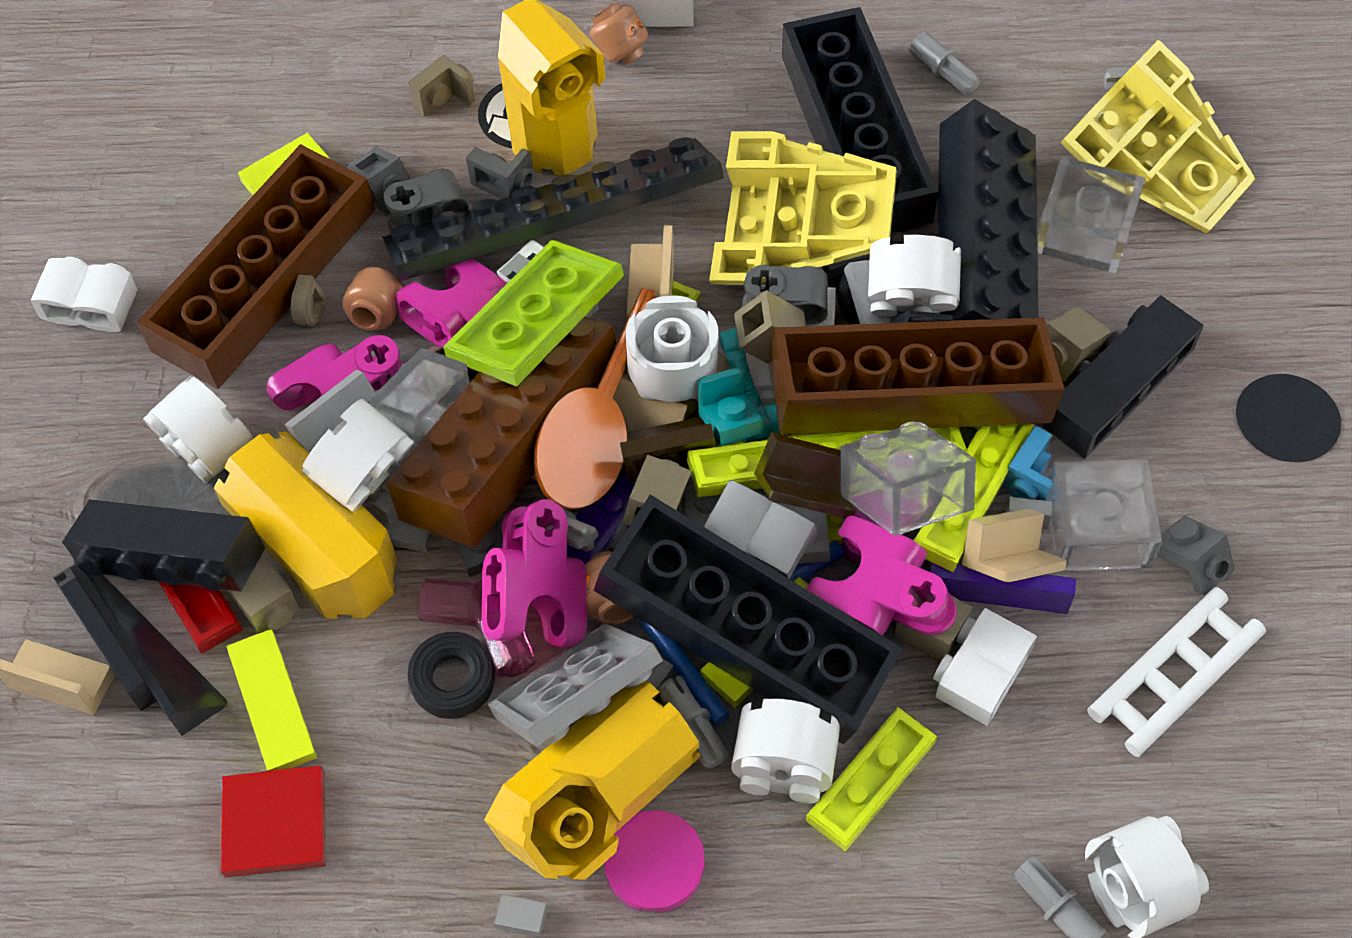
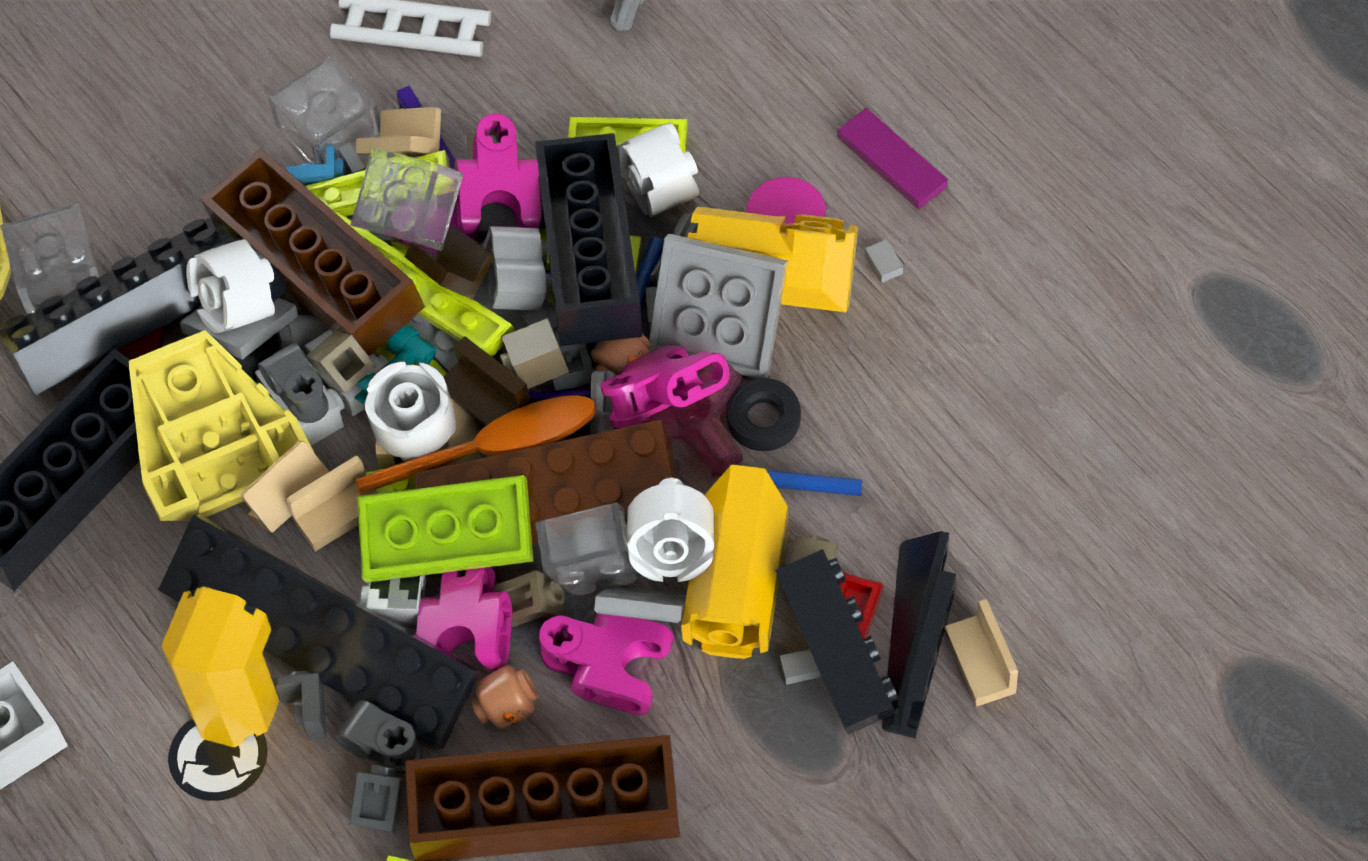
camera: 125 degrees left, 0 degrees up
(198, 428) = (725, 709): white brick -> none
(271, 702) = (878, 509): neon yellow tile -> none
(273, 821) = (953, 441): red tile -> none
(307, 301) = (551, 737): dark tan tile -> none
(359, 658) = (816, 483): none -> blue bar
(438, 82) = (245, 828): dark tan bracket -> none
(619, 33) = (86, 715): nougat head -> none
(698, 253) = (270, 491): none -> tan panel
(727, 408) = (431, 346): teal bracket -> none
(984, 665) = (512, 100): white brick -> none
(1074, 339) = (181, 203): dark tan brick -> none
(1123, 374) = (174, 163): black brick -> none
(1198, 551) = (308, 51): dark grey bracket -> none
(1288, 417) = (145, 69): black sticker -> none

